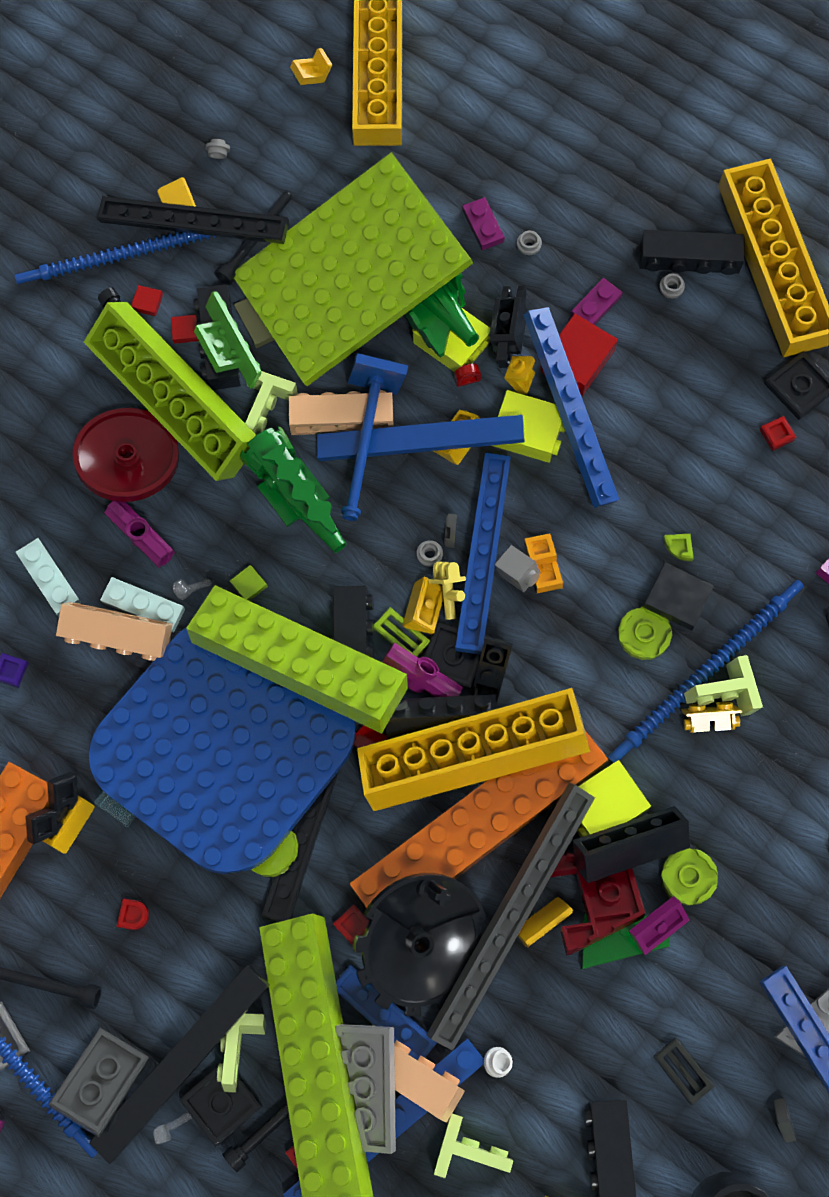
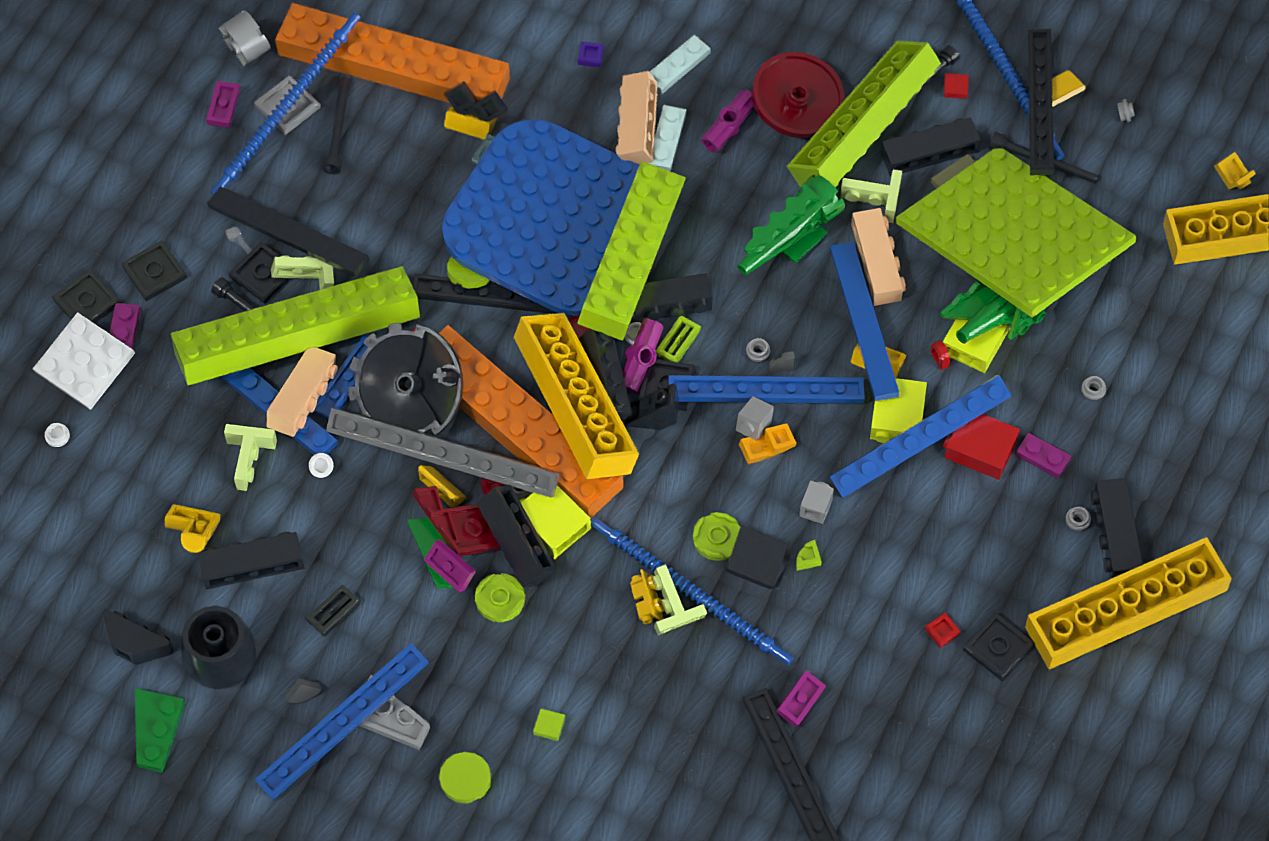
camera: 80 degrees right, 10 degrees down
(99, 1082) = (267, 182): dark grey tile -> none
(132, 915) = (401, 183): red tile -> none
(183, 329) = (933, 117): red tile -> none
(183, 590) = (685, 166): clear hand -> none
(225, 343) = (915, 141): bright green bracket -> none
(248, 583) = (701, 214): lime tile -> none
(372, 1082) = (287, 362): light grey wing -> none
(377, 376) = (912, 272): blue tile -> none
(423, 606) = (706, 353): yellow slope -> none
(446, 574) = (732, 362): light yellow arm -> none
(483, 223) = (1105, 346): magenta plate -> none
(508, 325) = (1014, 375): black hinge -> none
(520, 373) = (947, 392): yellow bracket -> none
(622, 524) = (816, 501): none -> light grey brick

